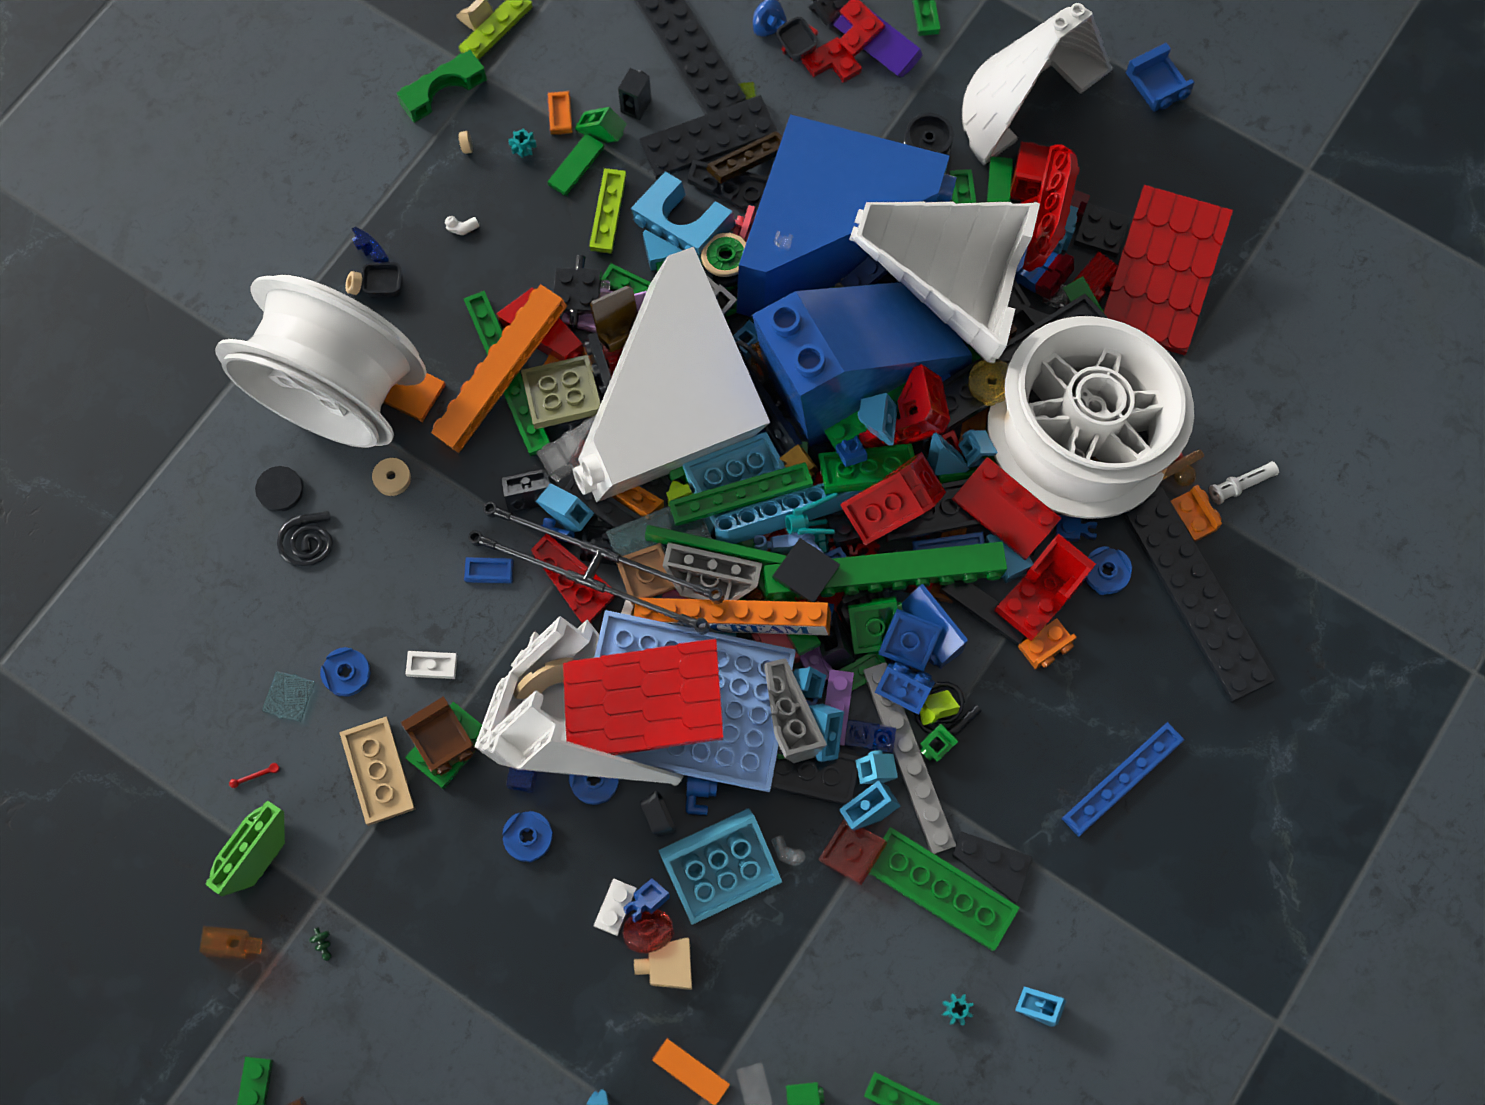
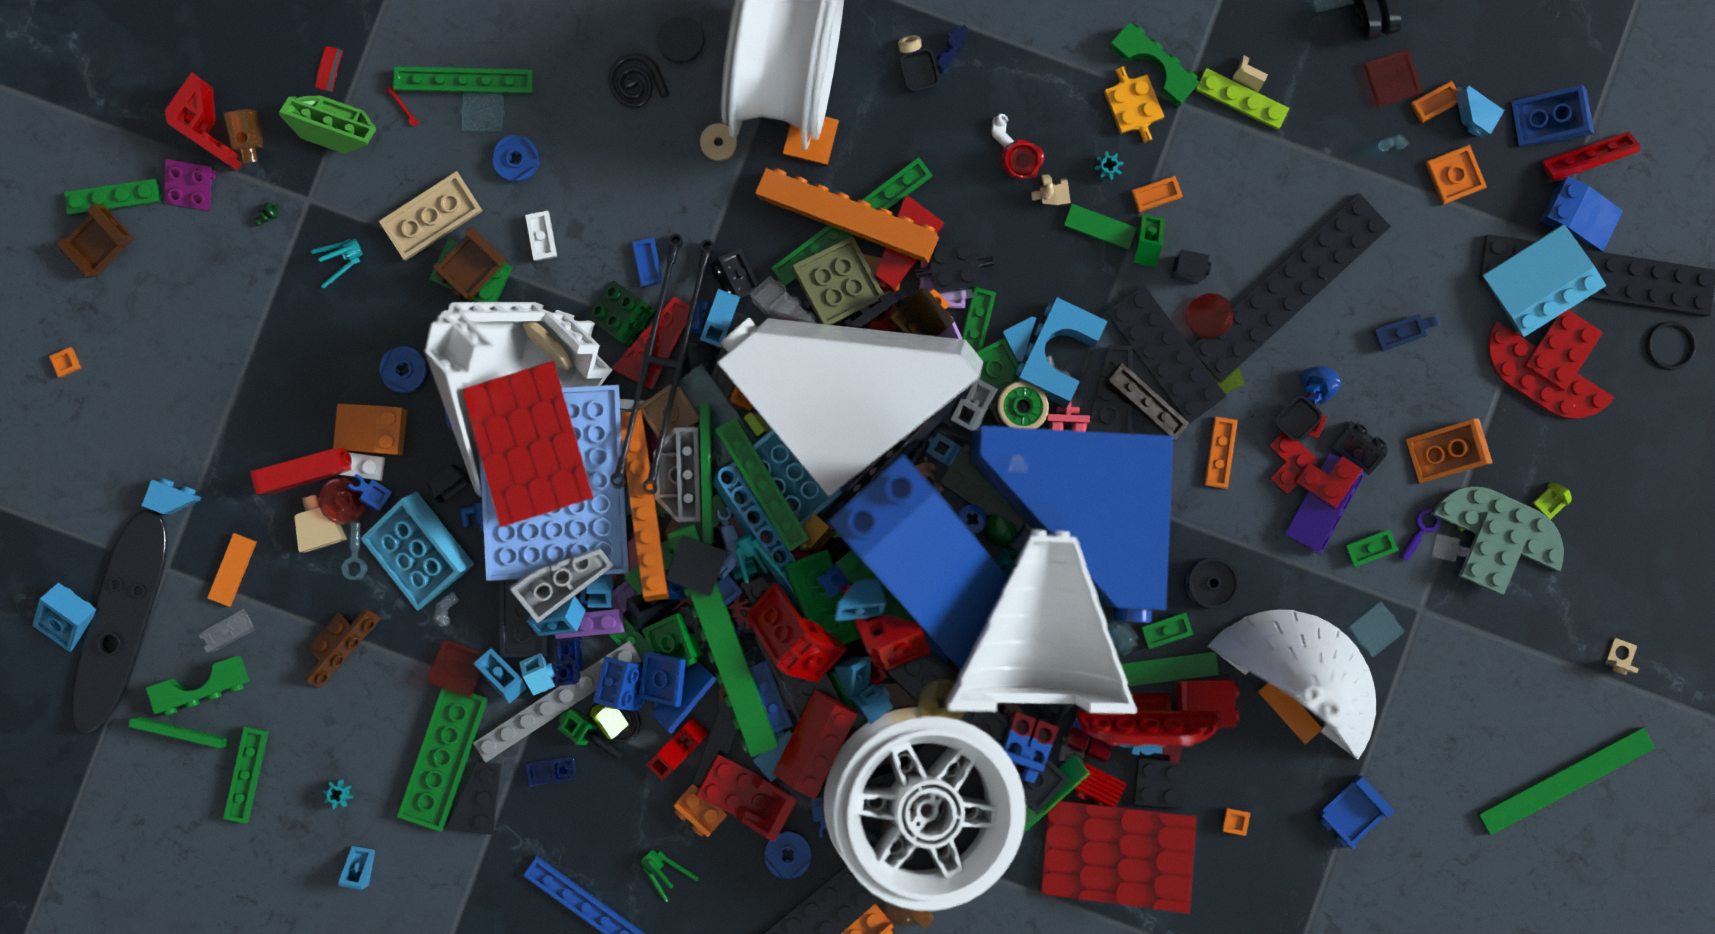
camera: 80 degrees right, 15 degrees up
(190, 843) = (328, 68): none -> red sticker
(196, 997) = (194, 106): none -> red bracket
(248, 706) = (463, 80): none -> green plate
(263, 1021) = (188, 184): none -> magenta hinge
(386, 864) = (349, 249): none -> teal plant
(465, 142) = (1095, 108): tan tile -> none
(472, 111) = (1133, 104): none -> light orange plate
(493, 210) = (1022, 159): none -> red hair
(530, 192) = (1052, 192): none -> tan piece
(531, 605) = (621, 313): none -> dark green bracket
(580, 886) = (370, 429): none -> orange slope
(606, 962) = (301, 471): none -> red slope
(608, 211) = (1054, 273): lime plate -> none
(683, 91) = (1210, 315): none -> clear red tile
(700, 932) = (354, 546): none -> clear light blue piece
(795, 973) = (337, 643): none -> reddish brown bracket
(798, 107) = (1220, 452): none -> orange tile
(978, 782) = (550, 771): none -> clear blue slope
(984, 654) = (677, 748): none -> red brick
(998, 28) = (1376, 629): none -> clear light blue piece
(1041, 309) = (1029, 753): none -> blue hips
(1056, 110) = (1290, 712): none -> orange tile
(1092, 700) = (653, 863): none -> green plant
(1150, 174) = (1235, 821): none -> orange plate

